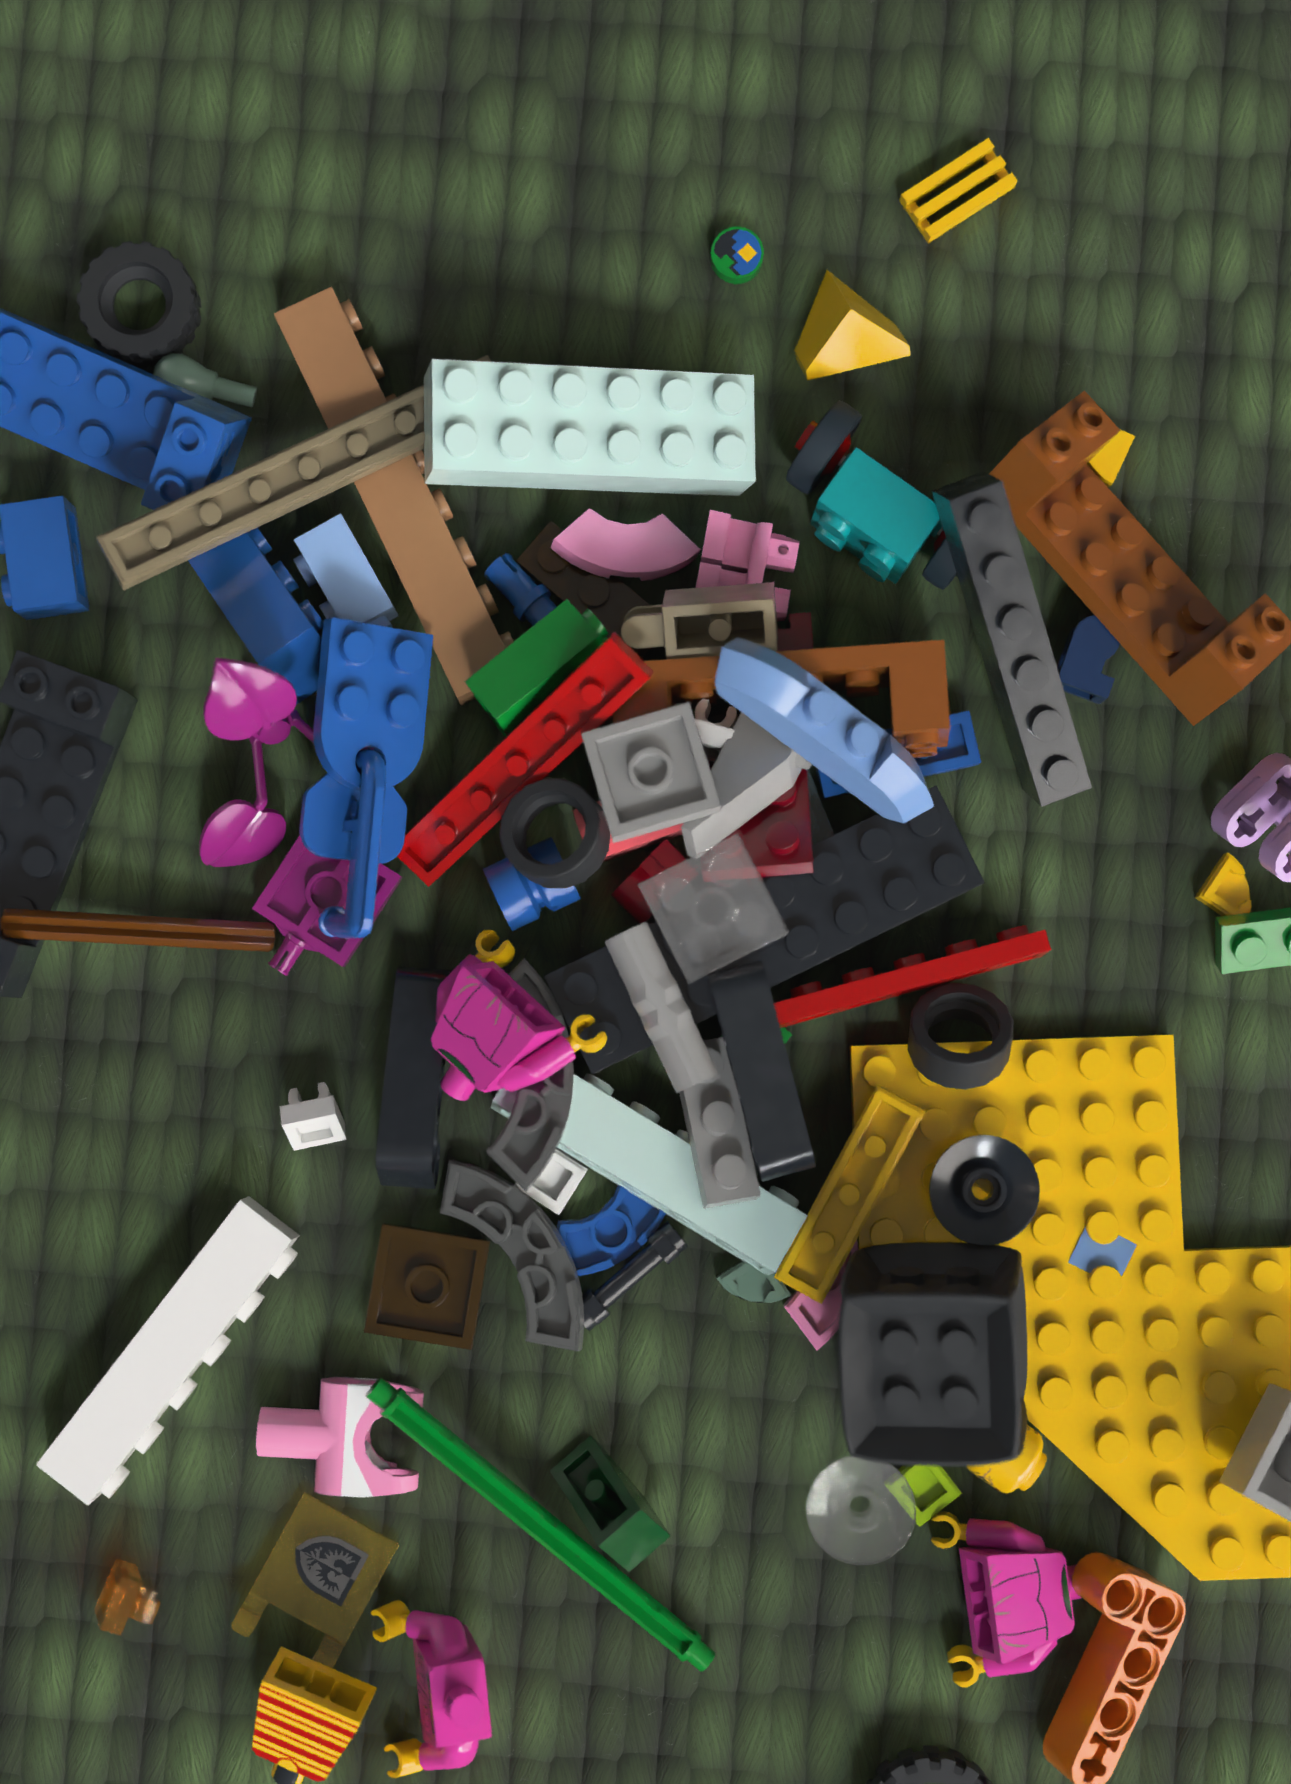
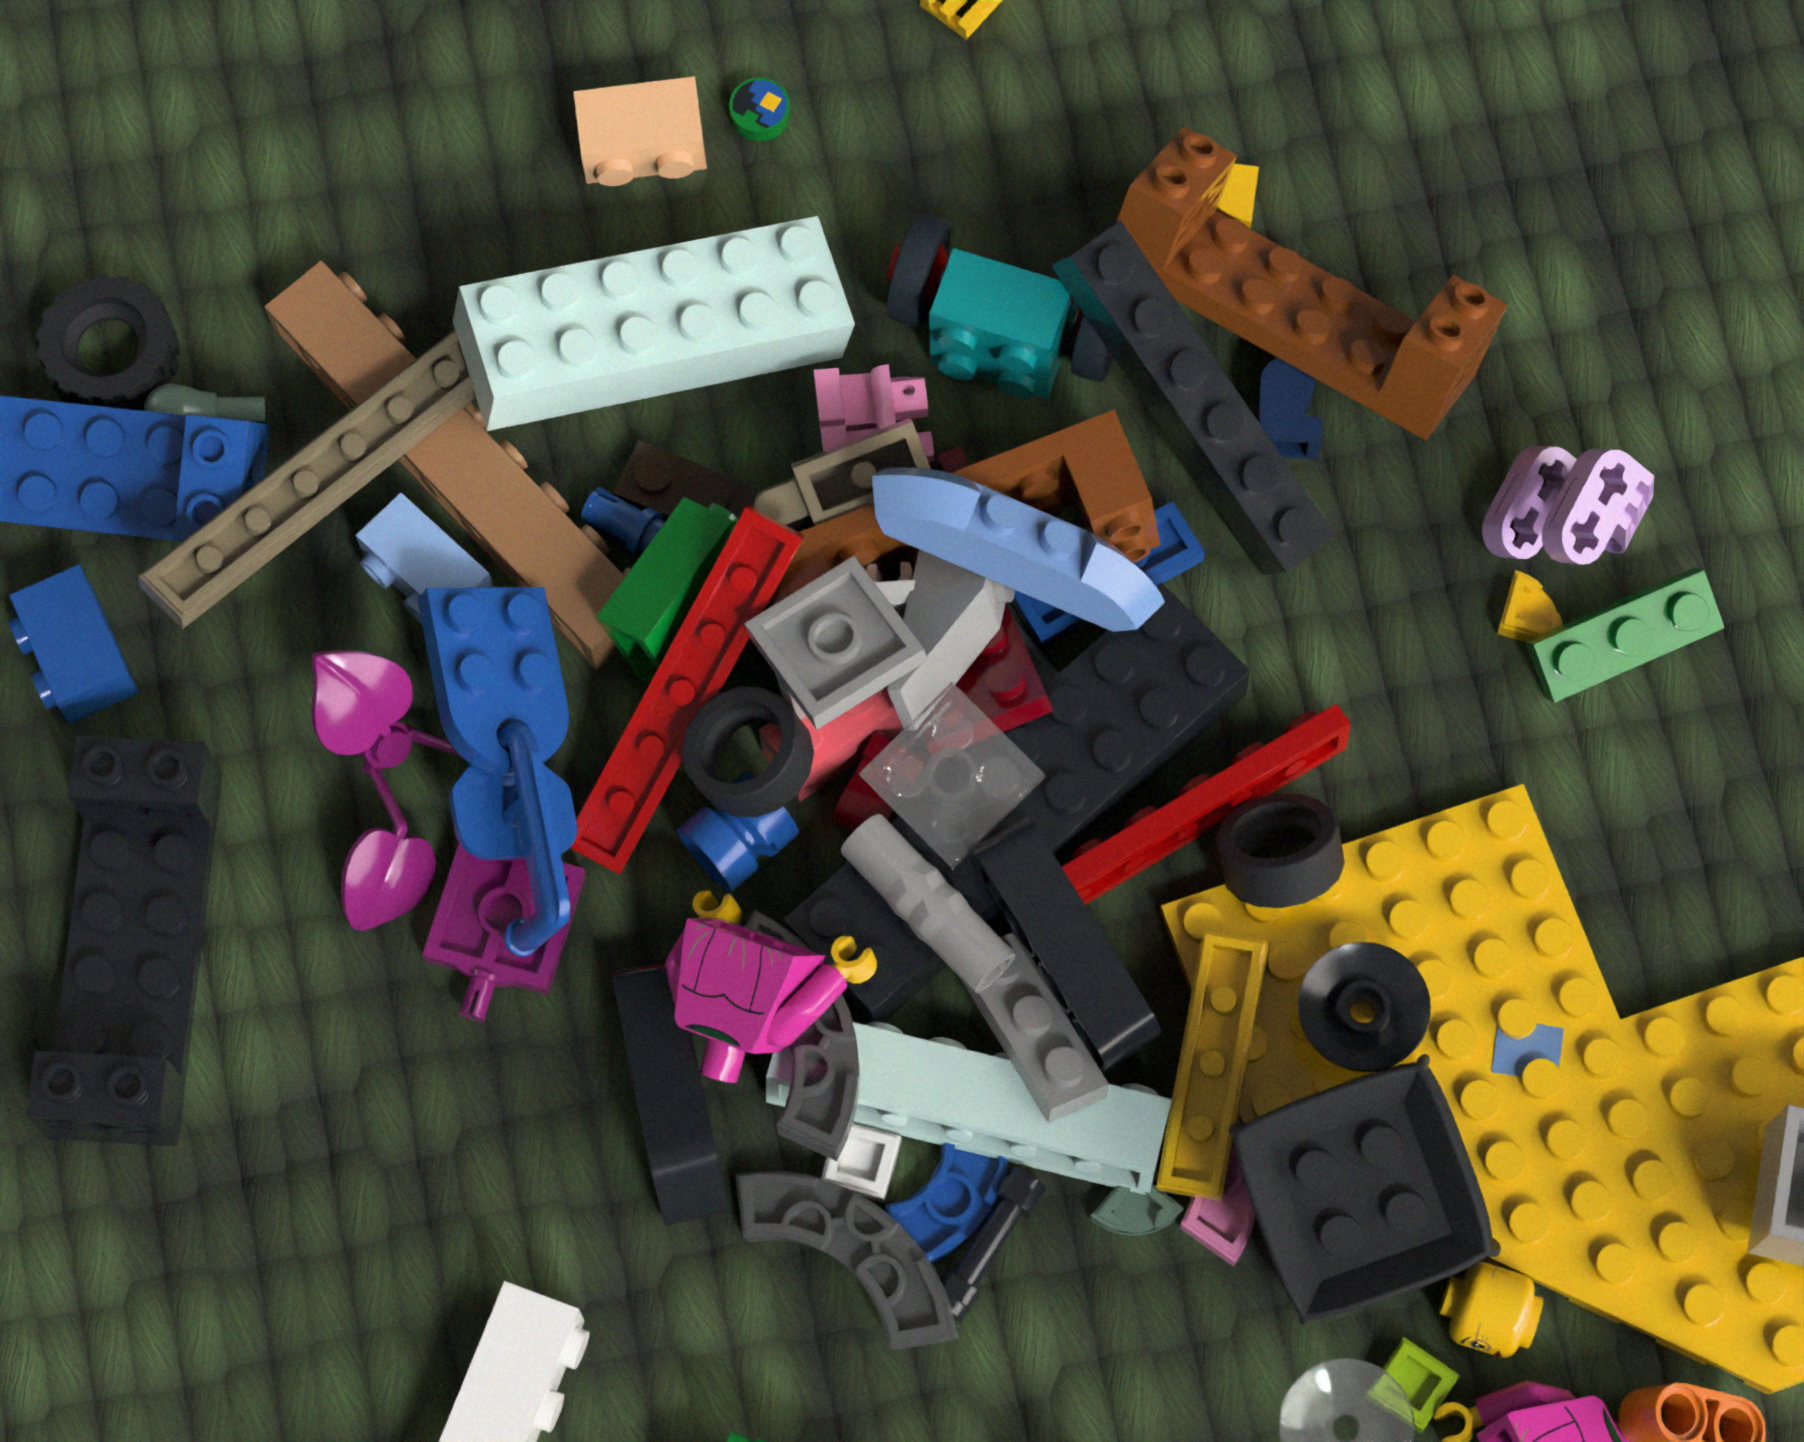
camera: 10 degrees left, 15 degrees down
(137, 930) = (299, 1016): reddish brown axle -> none
(263, 610) = (338, 608): blue wedge -> none
(312, 1121) = (563, 1174): white tile -> none
(427, 1286) = (753, 1325): dark brown plate -> none
(625, 550) = (742, 441): bright pink tile -> none
(630, 247) = (640, 131): none -> light nougat brick
(845, 333) = (904, 153): yellow slope -> none

